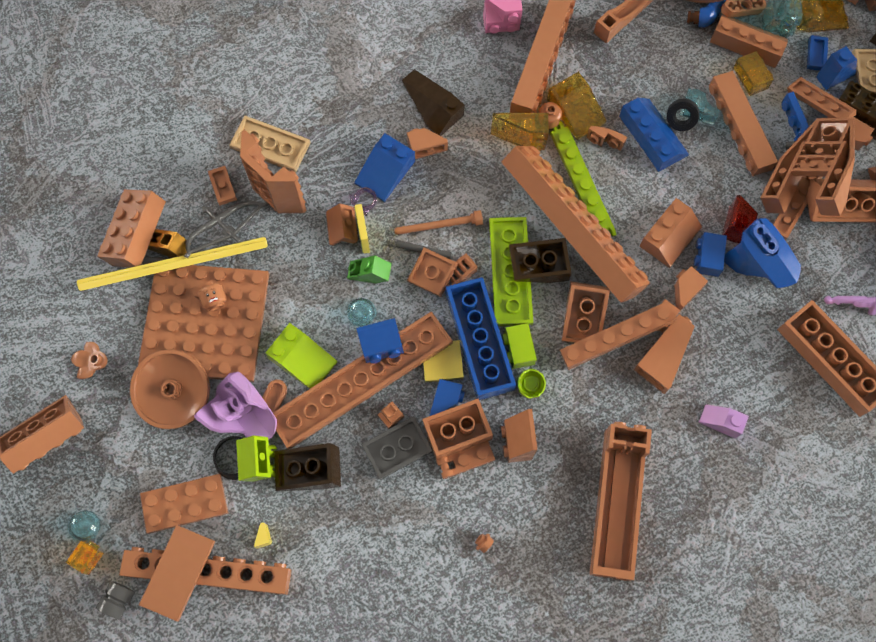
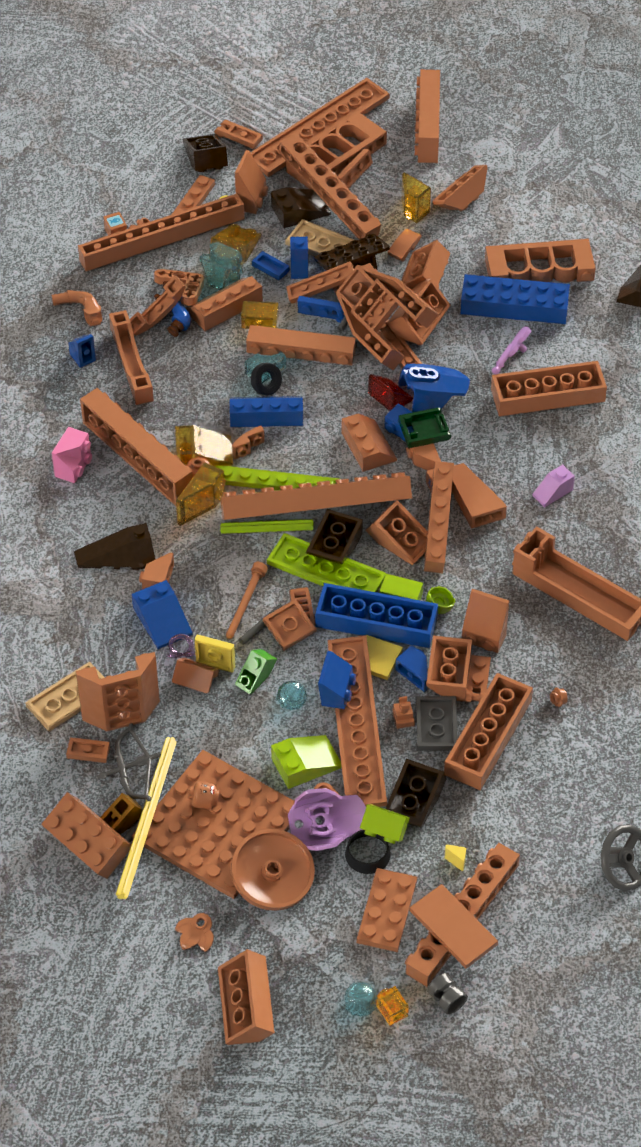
camera: 60 degrees left, 20 degrees down
(407, 498) = (488, 731): none -> nougat brick
(534, 209) = (266, 526): none -> lime axle
(714, 275) = (428, 427): none -> dark green container

